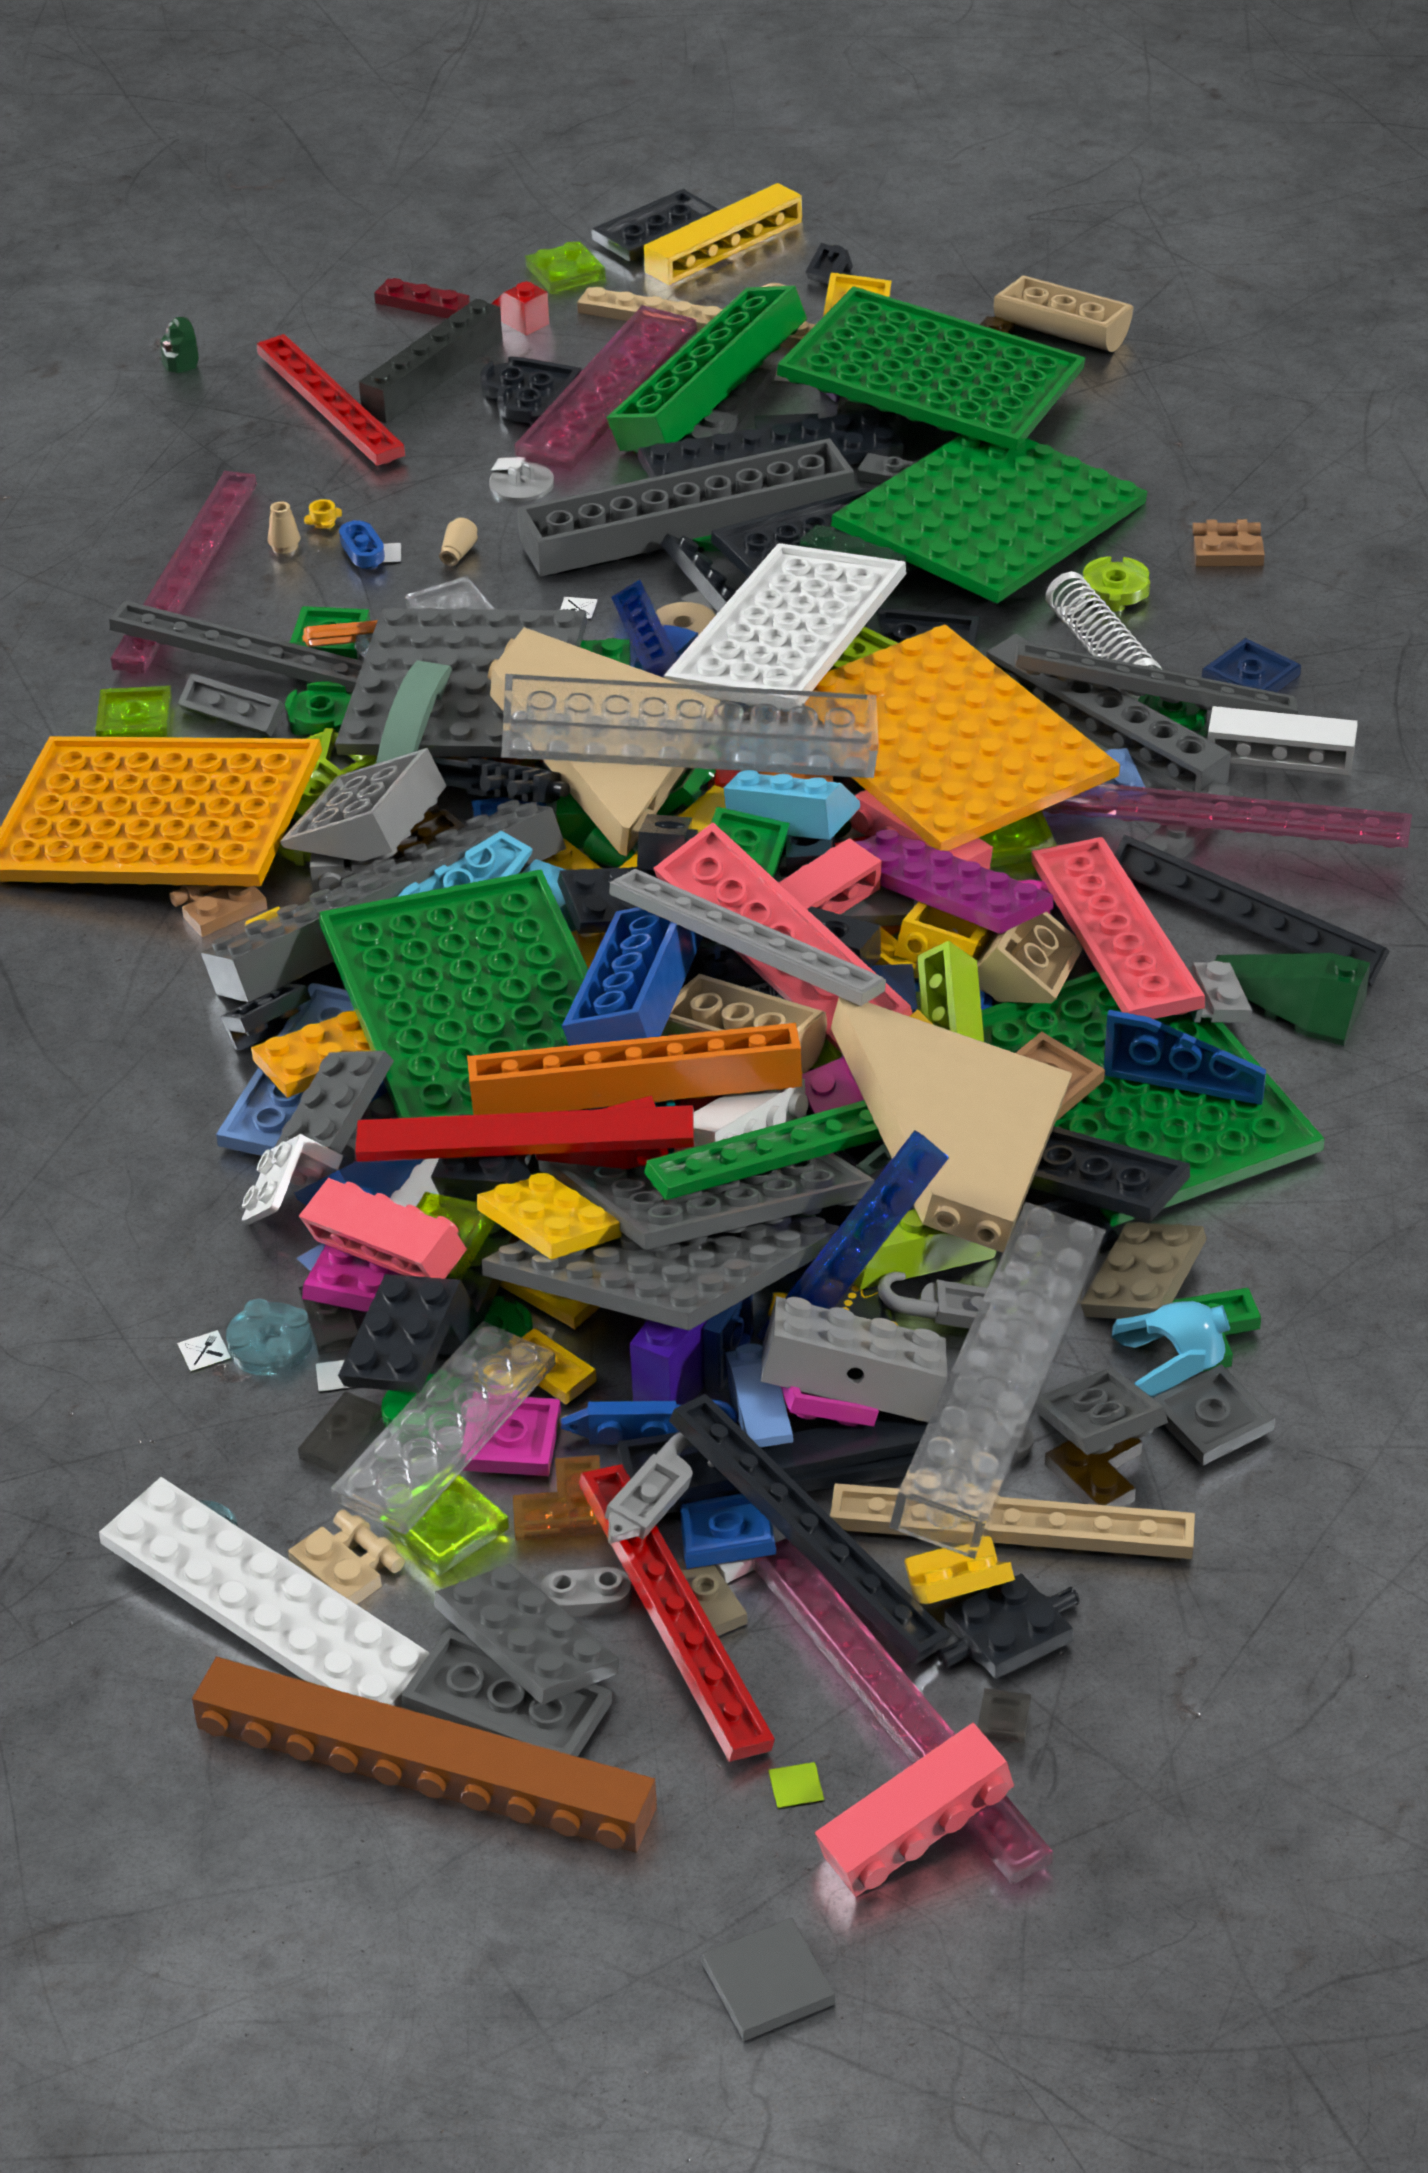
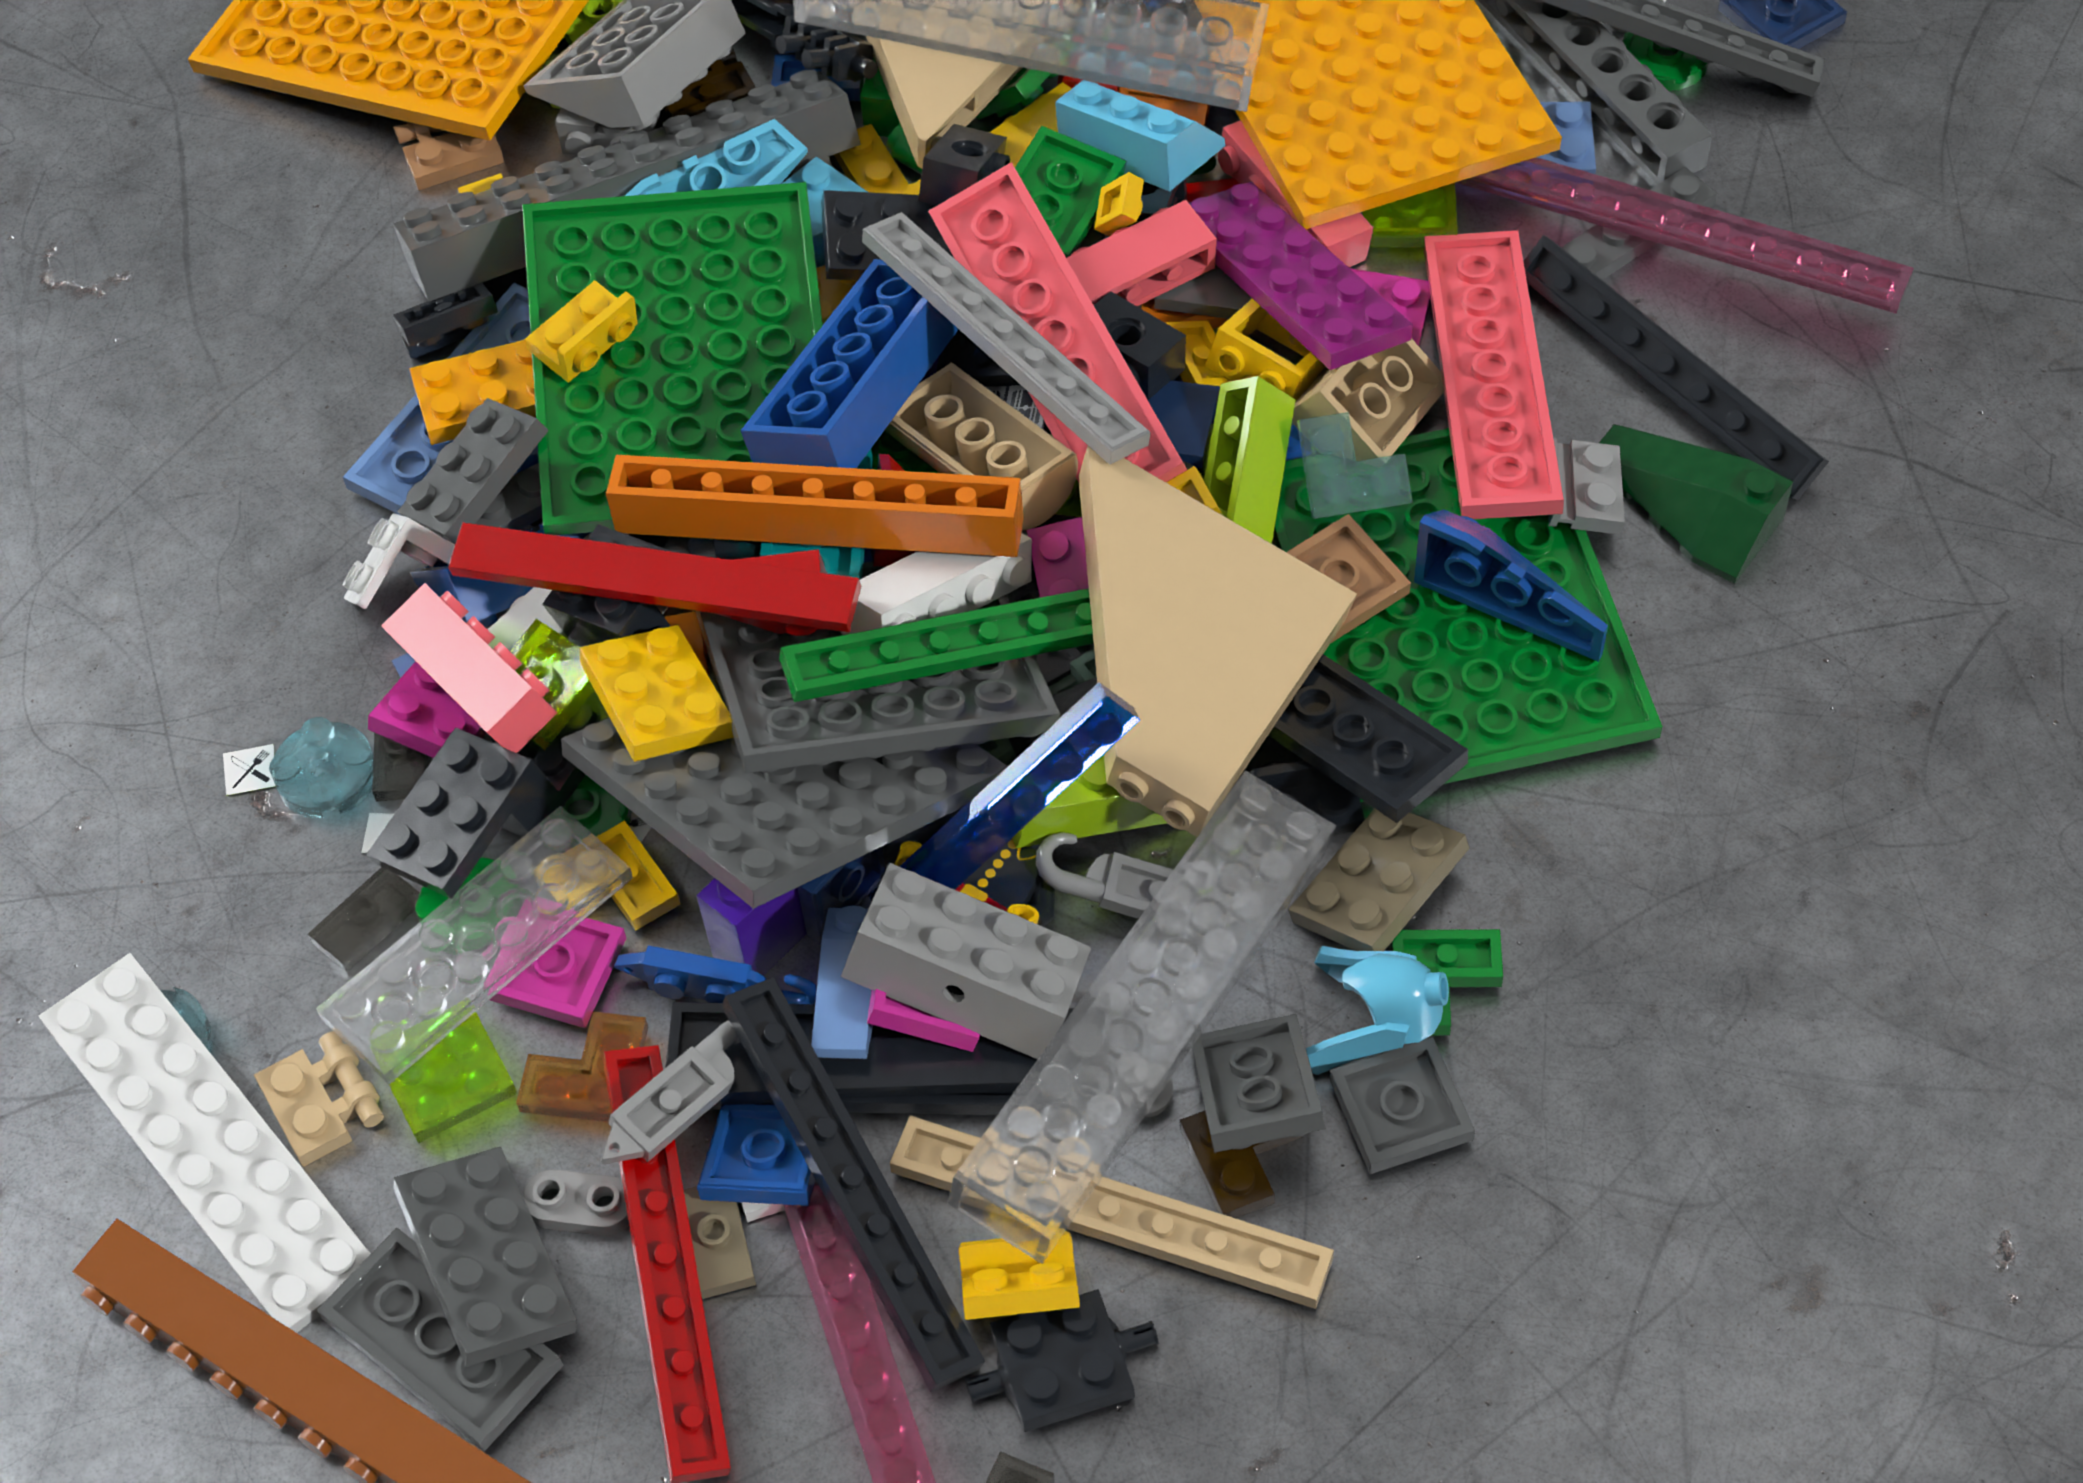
camera: 15 degrees right, 15 degrees up
(399, 989) = (583, 330): none -> yellow bracket
(797, 848) = (1119, 204): none -> yellow plate
(1025, 1012) = (1338, 481): none -> clear light blue plate
(1284, 740) = (1789, 122): white brick -> none

